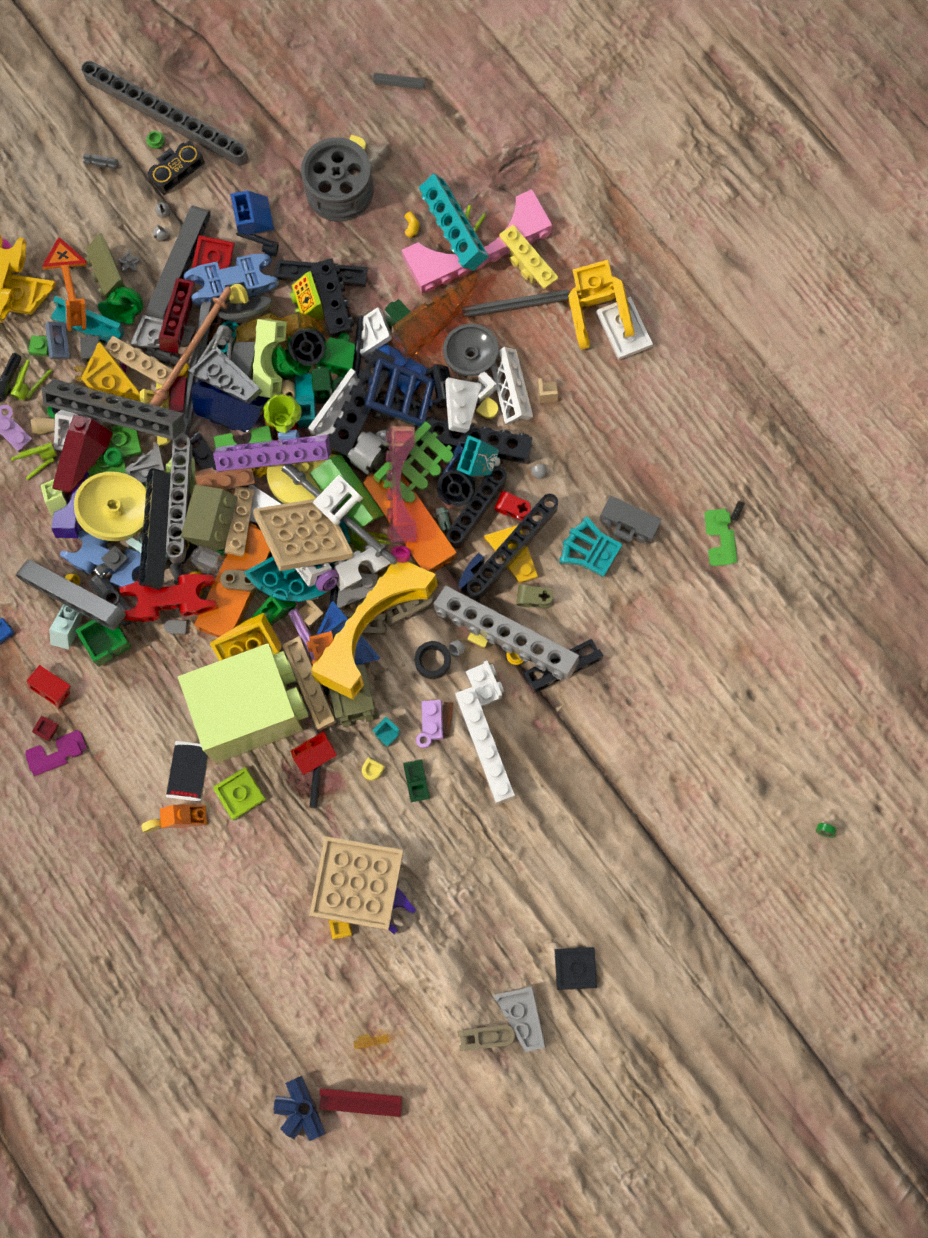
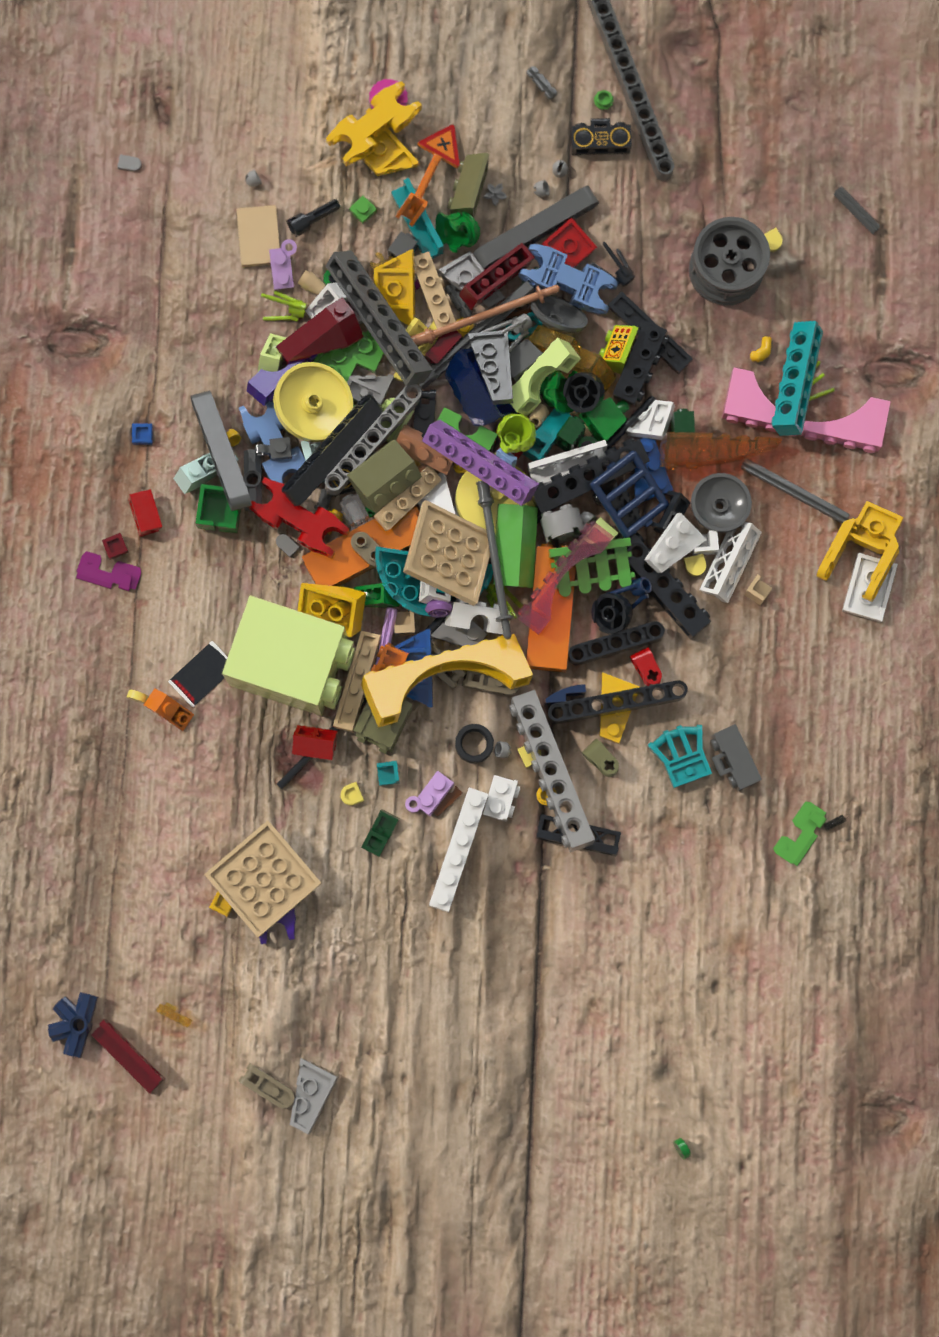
camera: 30 degrees right, 5 degrees up
(20, 389) = (317, 237): lime plant -> none
(57, 340) = (380, 217): sand blue plate -> none
(113, 457) = (347, 358): green tile -> none
(238, 294) = (563, 297): light yellow tile -> none
(239, 793) = (228, 726): lime tile -> none
(251, 212) = (632, 232): blue slope -> none
(333, 496) = (500, 541): white plate -> none
(402, 553) = (519, 633): dark pink tile -> none
(443, 519) = (580, 630): sand green pin -> none
(478, 458) = (648, 604): teal torso -> none
(527, 259) = (836, 460): light yellow bracket -> none
(539, 471) = (694, 654): light grey hinge -> none
(575, 968) = (384, 1091): black tile -> none

